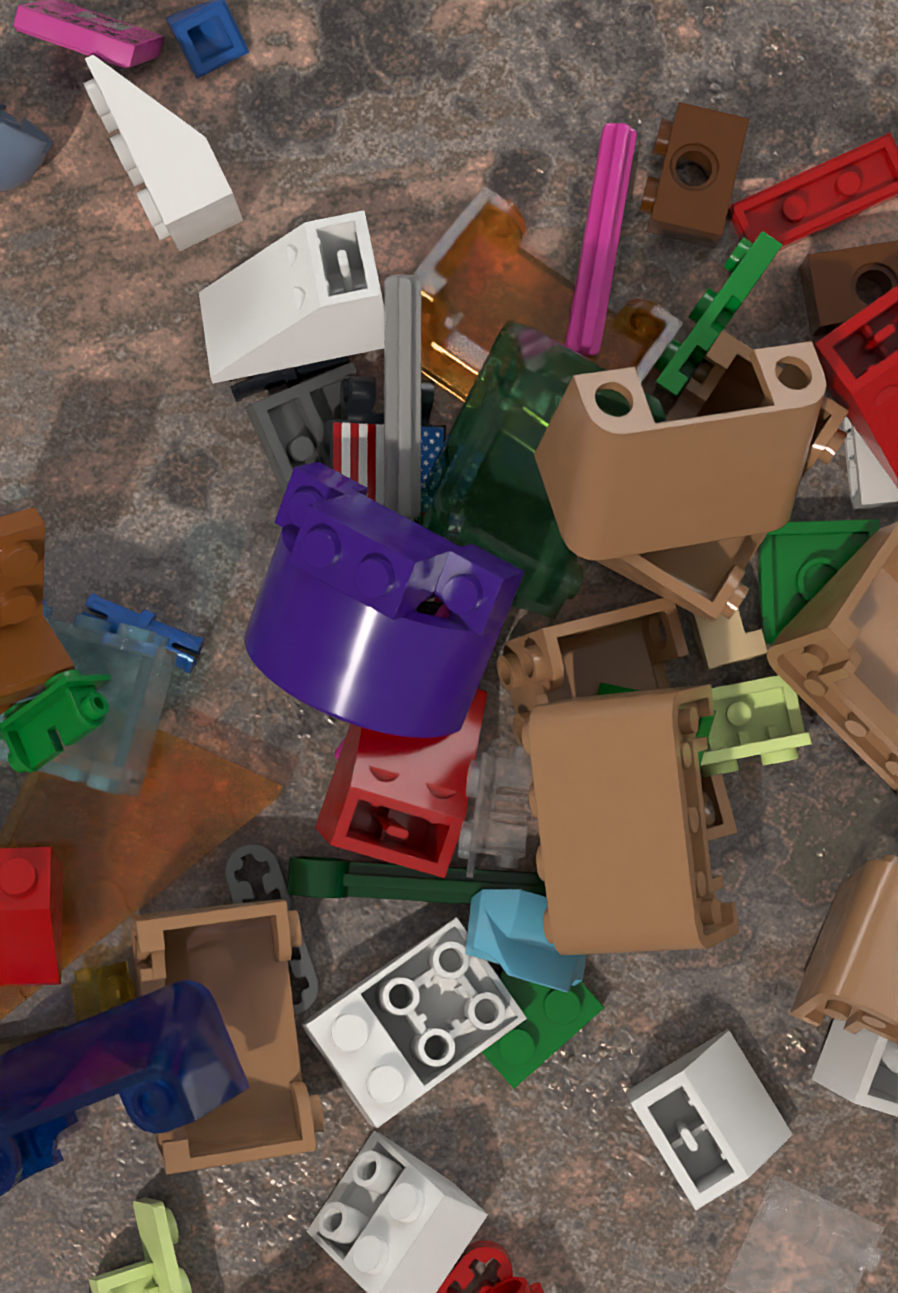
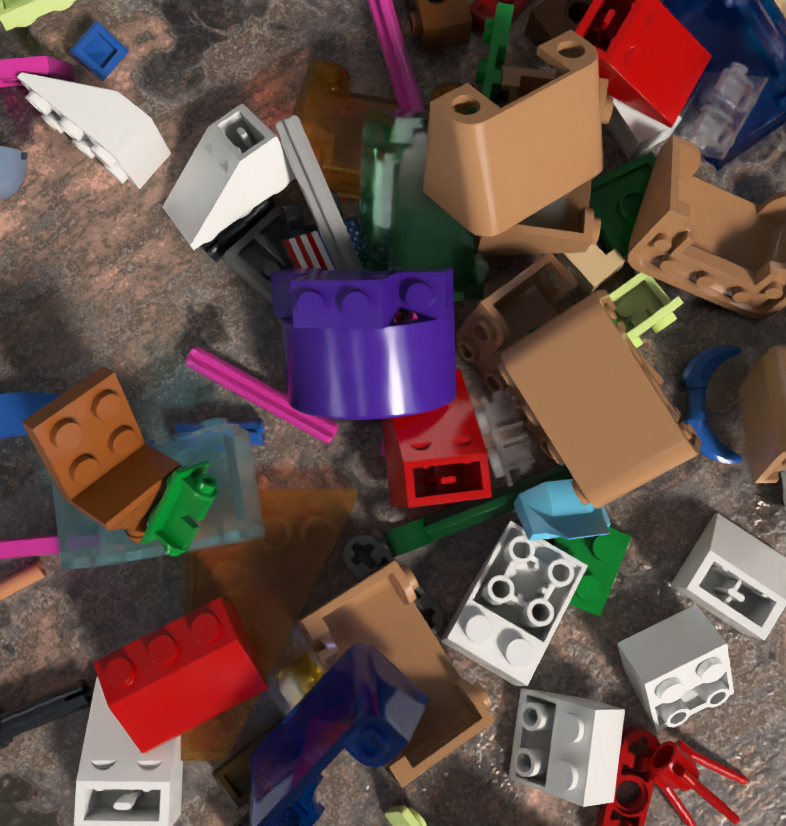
camera: 25 degrees left, 5 degrees down
(206, 593) = (258, 393): none -> dark pink axle
(580, 1196) = (678, 667): none -> white slope
(791, 844) = (696, 377): none -> blue piece

